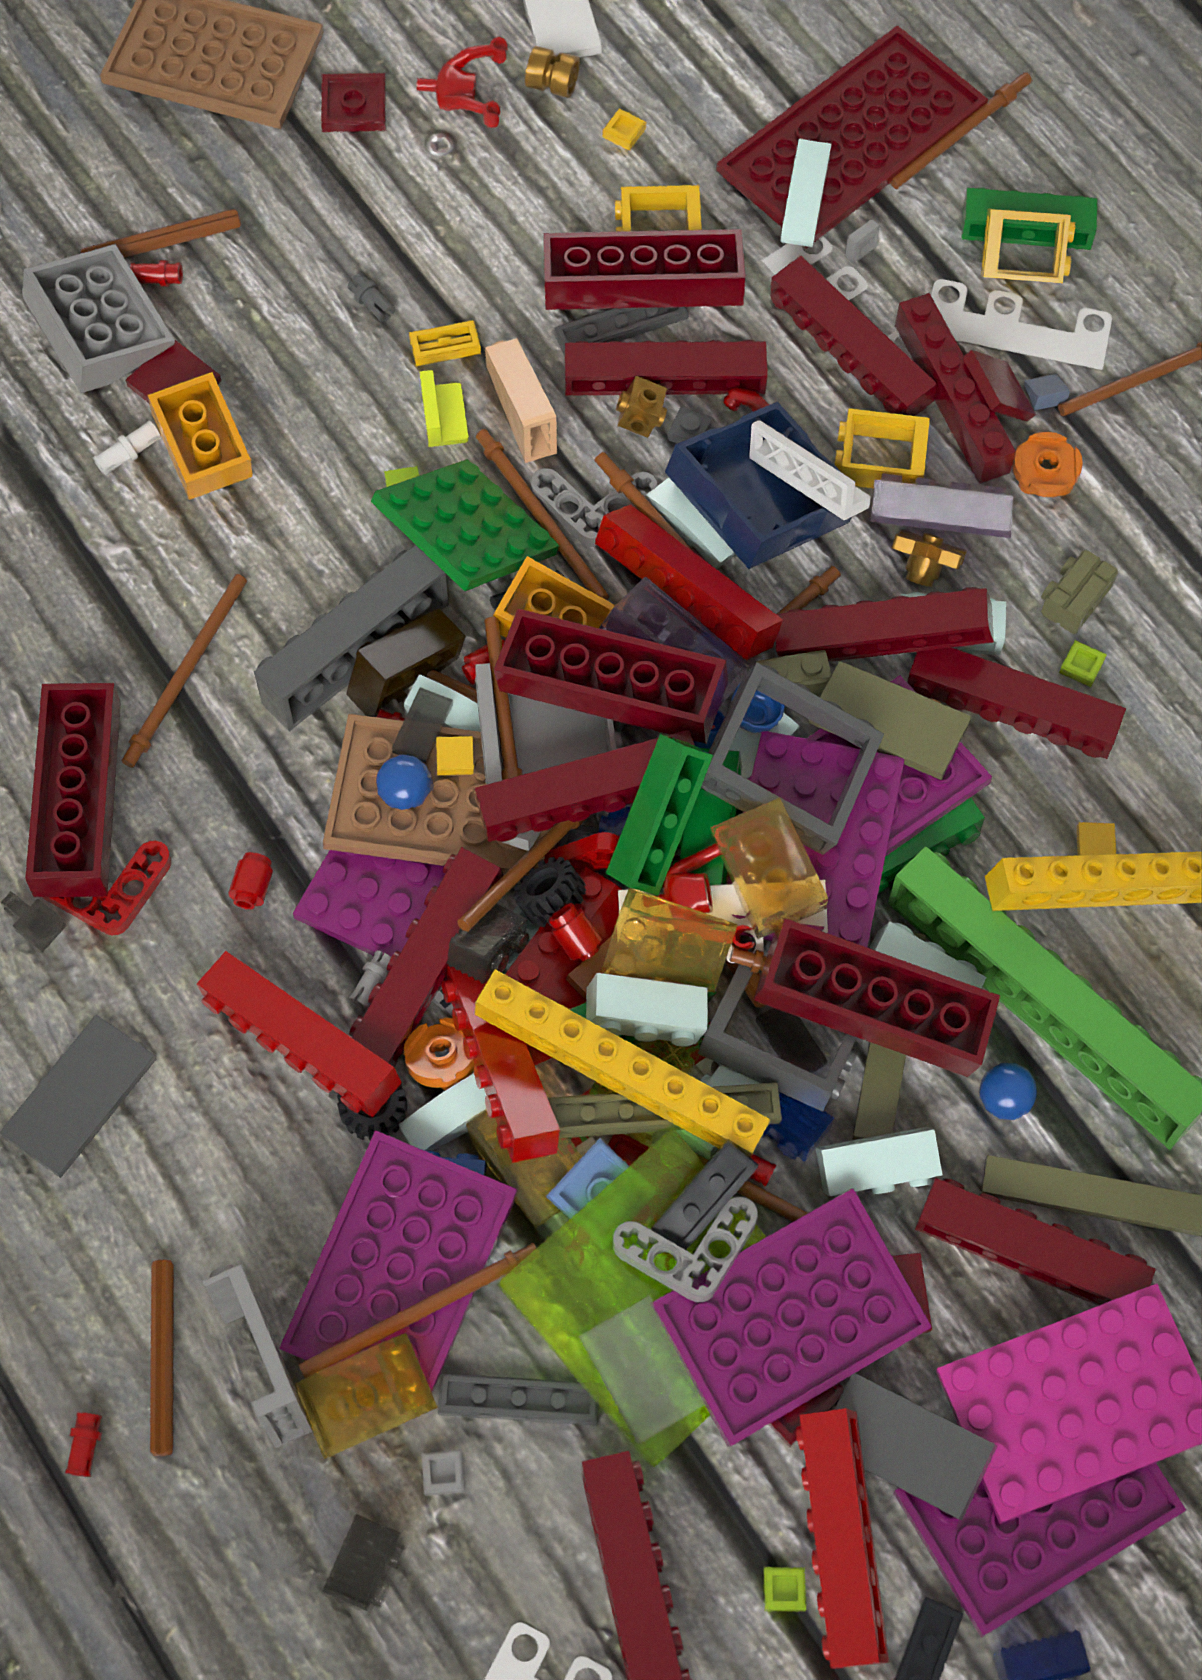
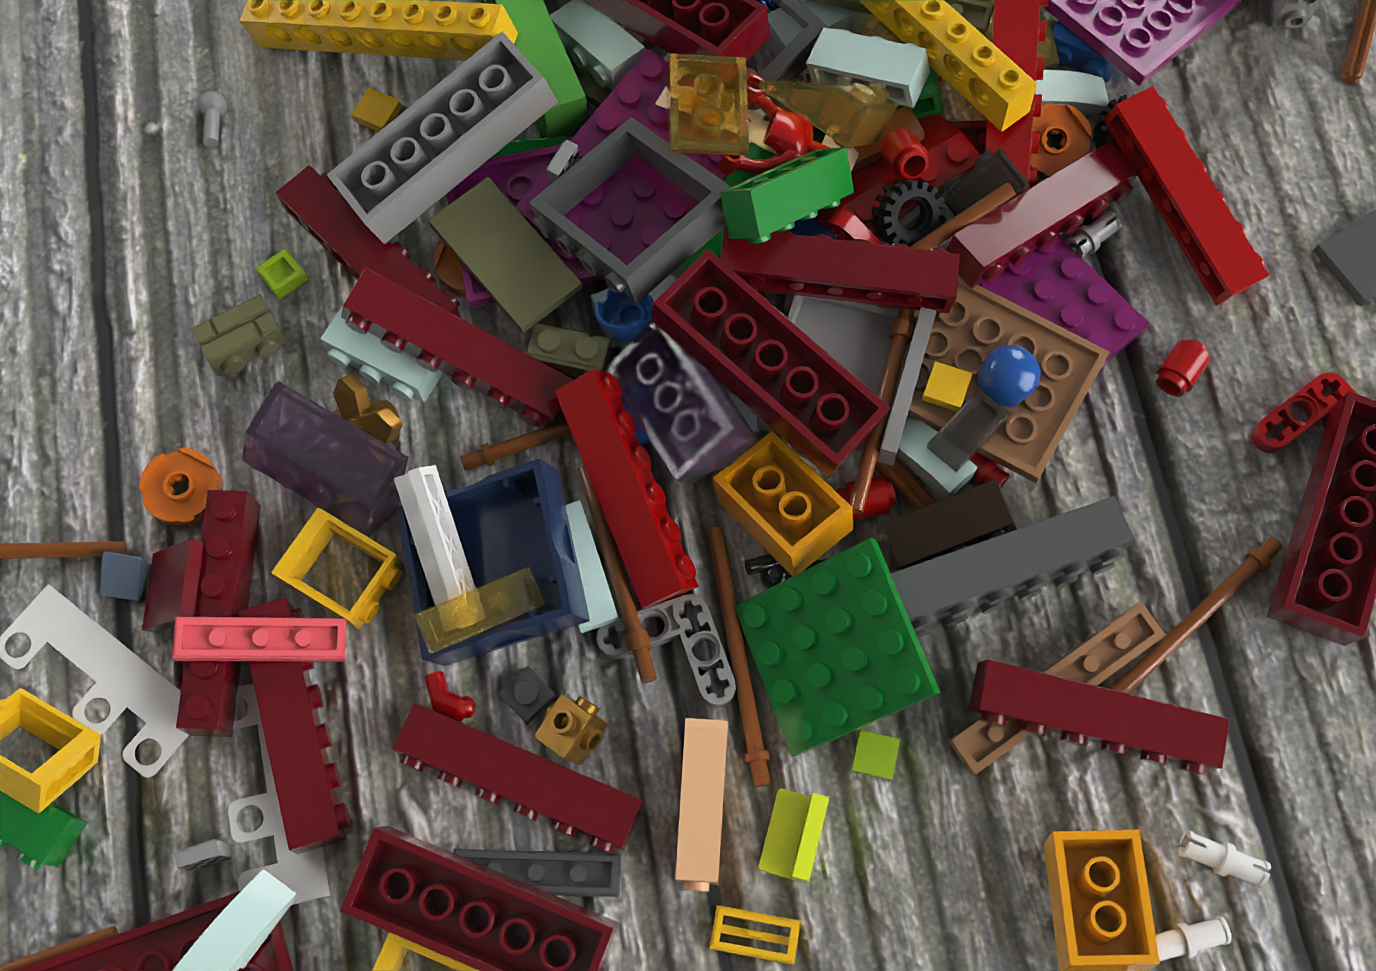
camera: 155 degrees left, 5 degrees up
(111, 511) = (1224, 859): none -> white pin
(239, 560) = (1099, 715): none -> dark red brick
(277, 582) = (1088, 663): none -> medium nougat plate
(749, 433) = (479, 609): none -> clear yellow tile
(876, 789) = (563, 160): none -> light grey tile
(904, 364) = (259, 639): none -> coral tile
(996, 779) = (443, 137): none -> light grey brick

